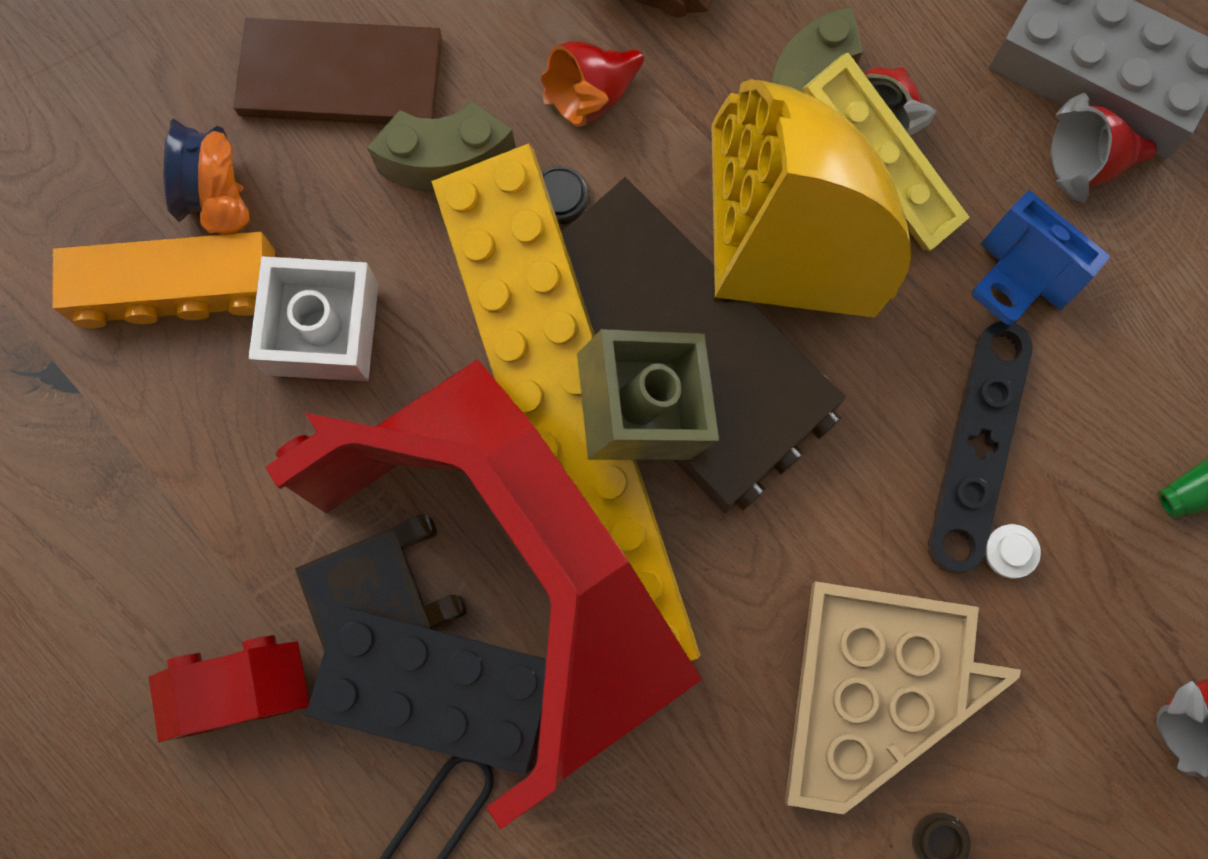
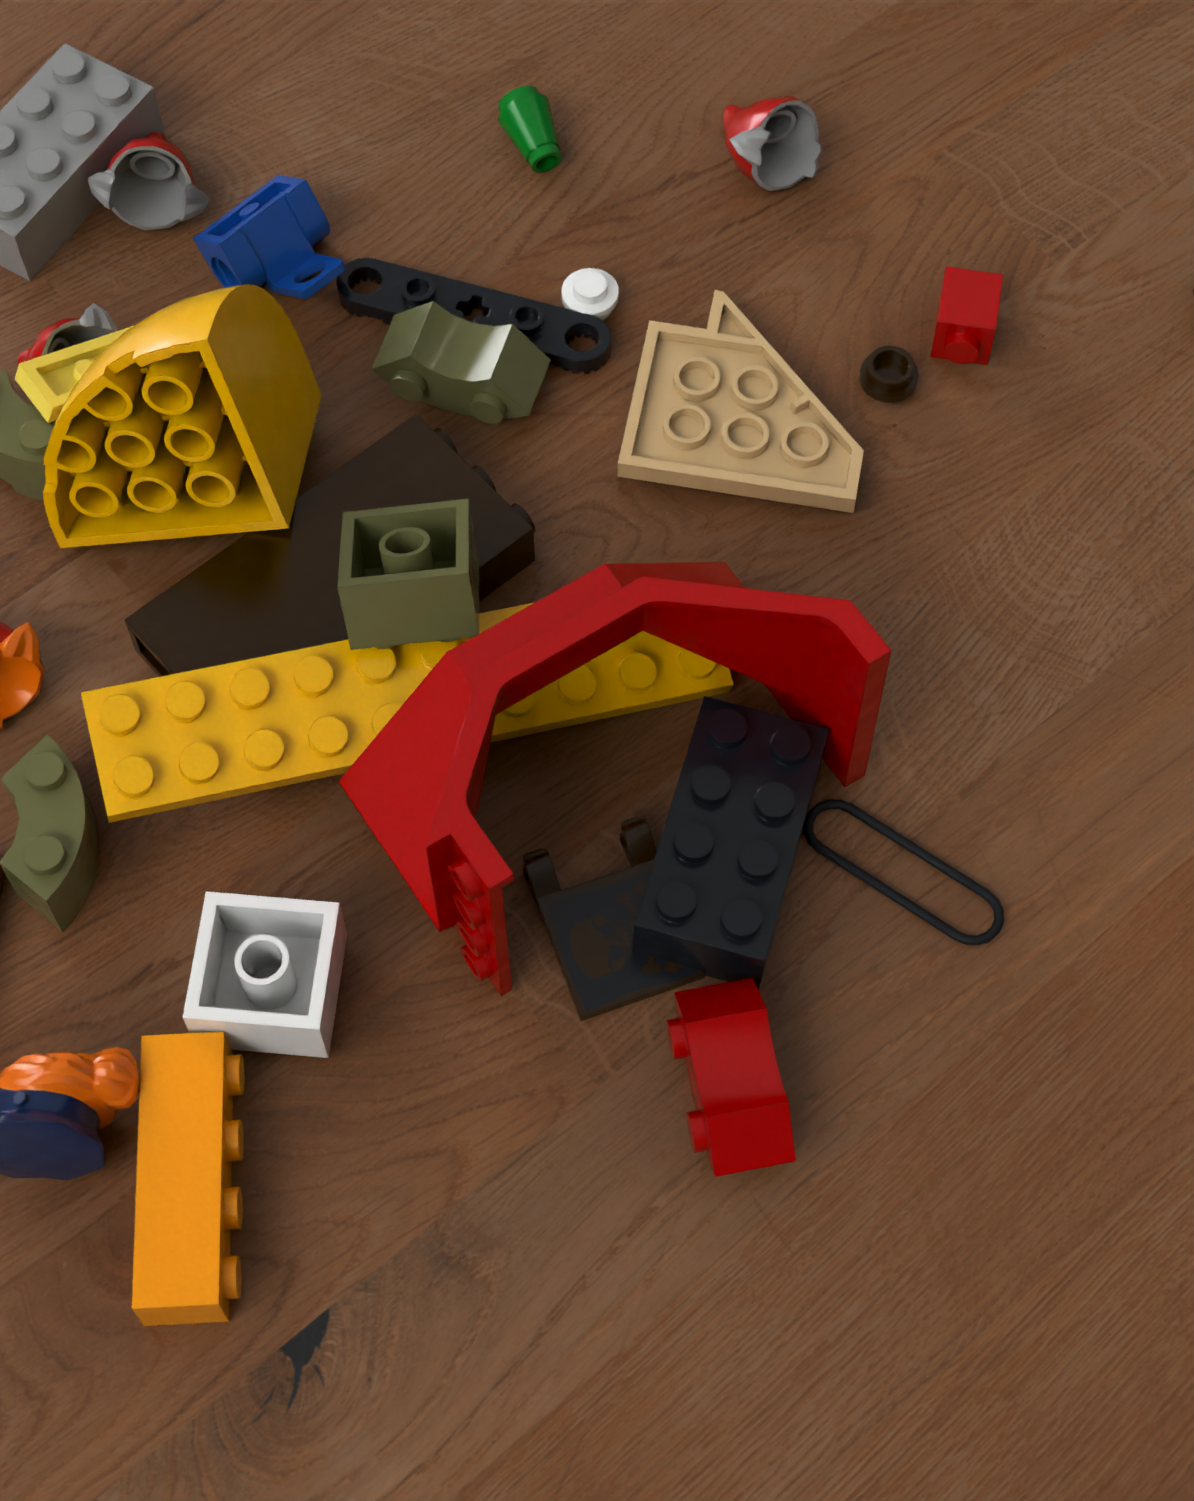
camera: 90 degrees left, 15 degrees down
(913, 436) = (461, 364): none -> olive brick

